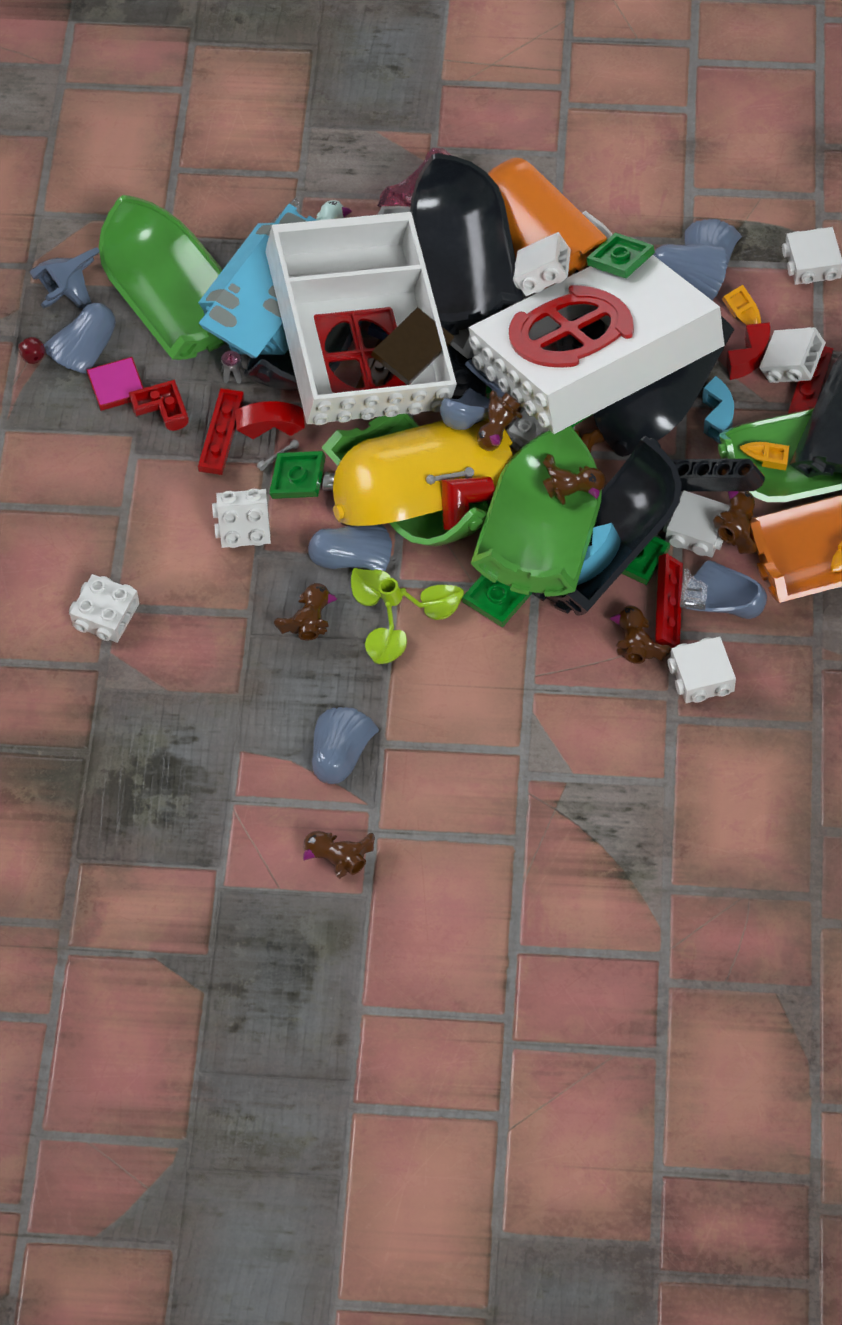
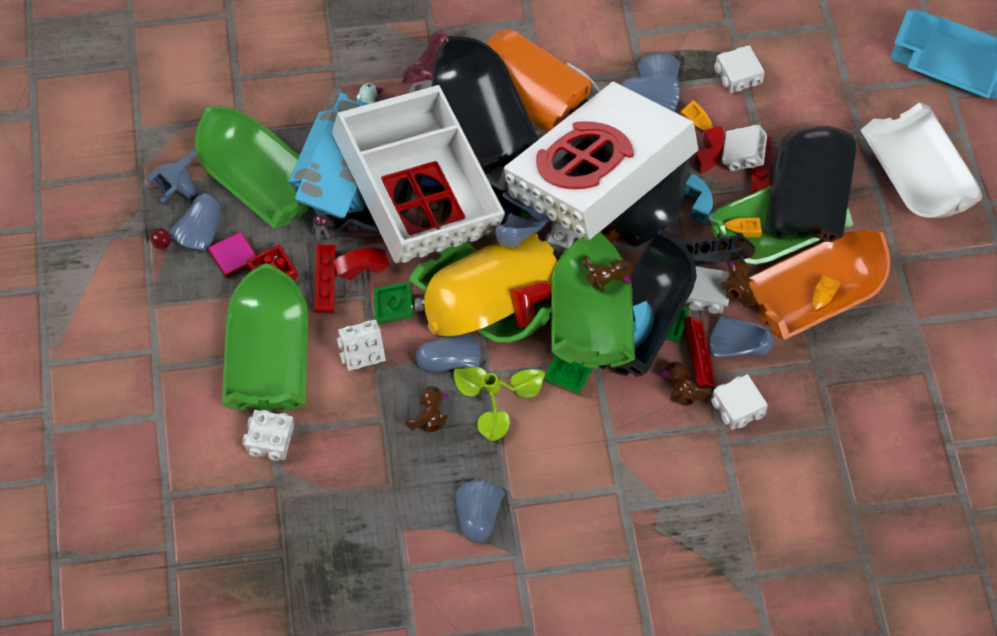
camera: 15 degrees left, 0 degrees up
(126, 496) = (266, 343): none -> bright green panel
(263, 464) = (363, 299): light grey hinge -> none
(344, 855) = (503, 597): reddish brown animal -> none
(411, 346) = (463, 190): dark brown tile -> none
(468, 473) = (528, 280): light grey hinge -> none
(501, 413) = (543, 230): reddish brown animal -> none
(542, 264) = (548, 110): white brick -> none
(620, 255) = (605, 93): green plate -> none
(693, 592) = (716, 343): clear tile -> none

